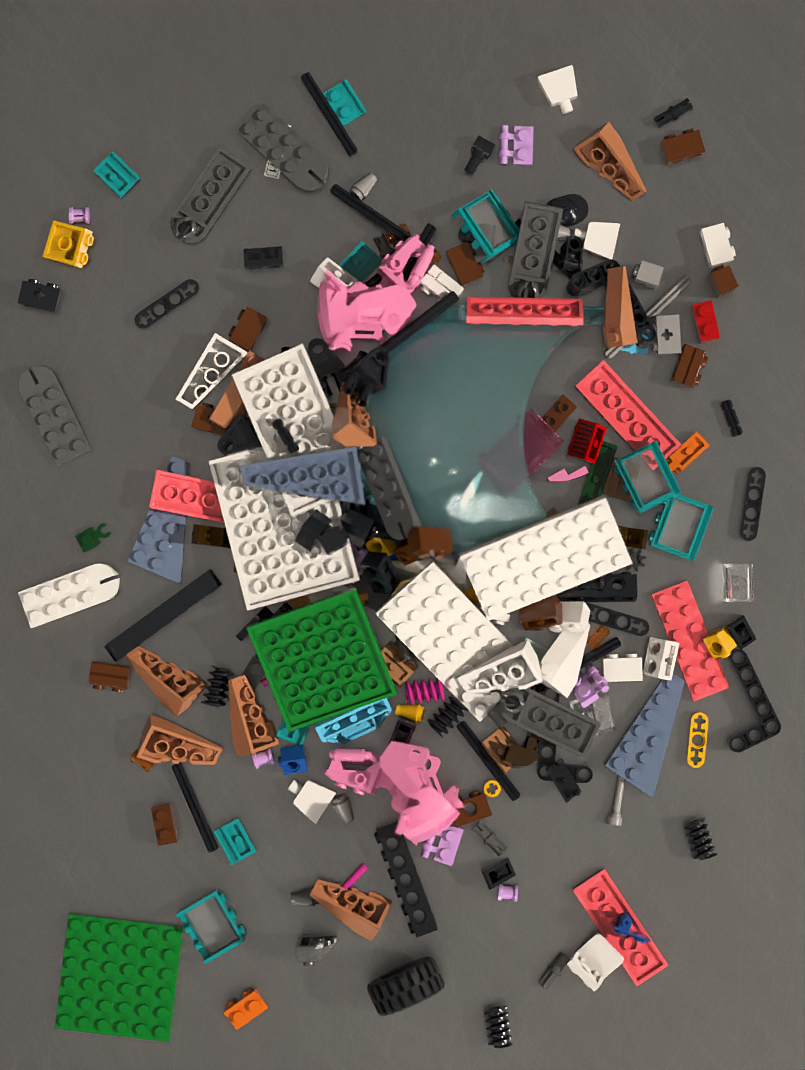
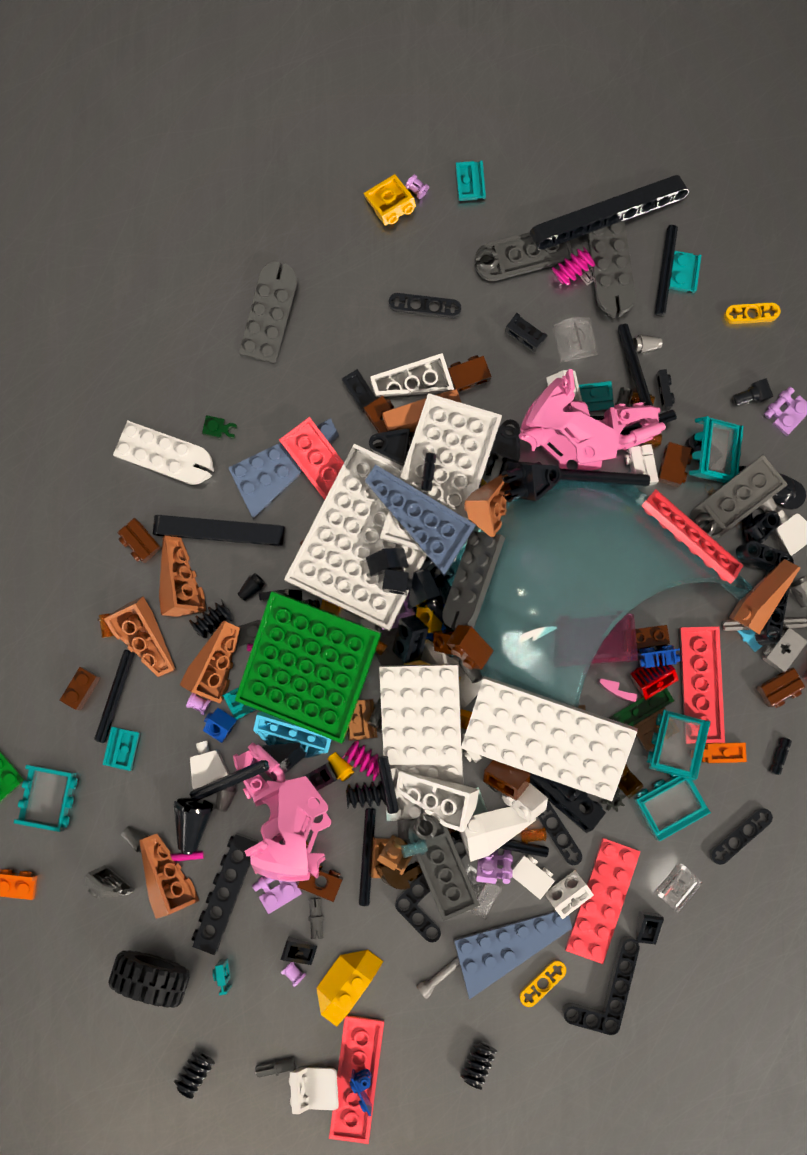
camera: 35 degrees right, 5 degrees down
(49, 302) = (338, 229): black brick -> none
(174, 414) = (358, 389): none -> black plate
(210, 536) = (305, 501): dark brown brick -> none
(225, 636) = (251, 586): none -> black cone
(246, 108) = (608, 212): none -> black beam
(257, 175) = (574, 266): none -> dark pink piece
(306, 230) = (575, 338): none -> clear slope
(336, 849) = (191, 823): none -> black cone
(337, 793) = (229, 780): none -> black axle
(362, 738) = (286, 754): none -> black slope
(413, 215) = (664, 382): none -> black plate
(417, 104) = (766, 317): none -> yellow beam
(456, 938) = (222, 976): none -> teal plate
(457, 694) = (387, 783): none -> black axle
(497, 791) = (354, 886): yellow bush -> none
(508, 740) = (392, 855): none -> medium nougat plate
(517, 724) = (414, 848): none -> clear light blue pin
(553, 866) = (346, 983): none -> yellow wedge
(563, 780) = (412, 924): black hinge -> none
(567, 427) = (650, 653): none -> blue hinge
(719, 642) = (625, 922): yellow brick -> none

